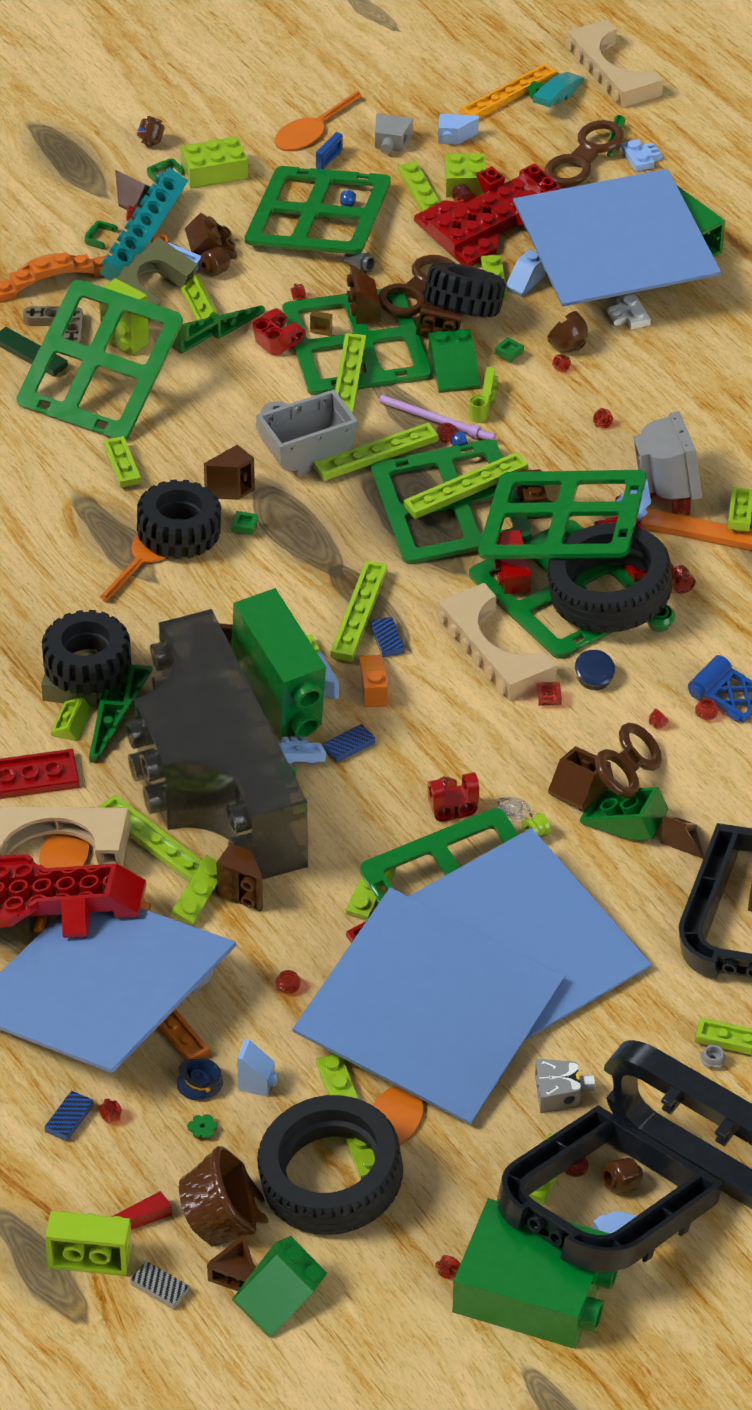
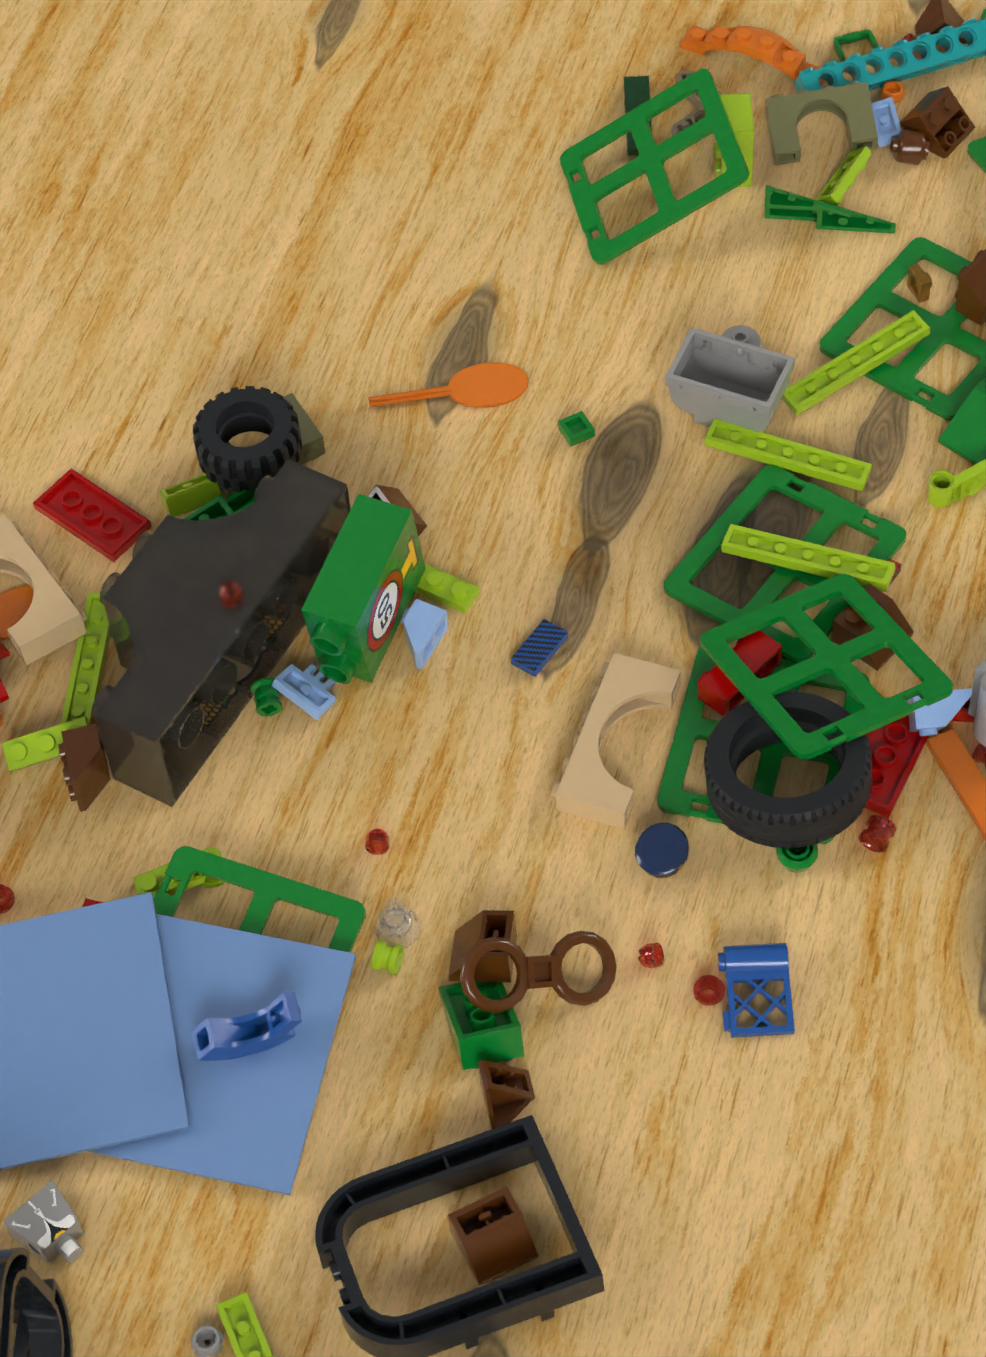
camera: 55 degrees right, 10 degrees up
(122, 462) = (560, 283): lime plate -> none
(178, 537) = (515, 350): black tyre -> none
(230, 474) = (616, 369): reddish brown slope -> none
(236, 703) = (230, 600): none -> clear red hinge
(271, 336) = (854, 256): red piece -> none
(298, 292) = (947, 236): clear red plate -> none
(349, 743) = (363, 721): blue tile -> none
(358, 611) = (548, 600): lime plate -> none
(373, 680) = (464, 677): orange slope -> none
(446, 431) = (882, 494): clear red plate -> none
(454, 801) = (351, 859): red piece -> none
(459, 439) = (880, 506): blue hinge -> none
(472, 430) = (907, 506): lavender bar -> none
(540, 898) = (248, 1034): none -> blue arch
(549, 693) = (590, 835): clear red plate -> none

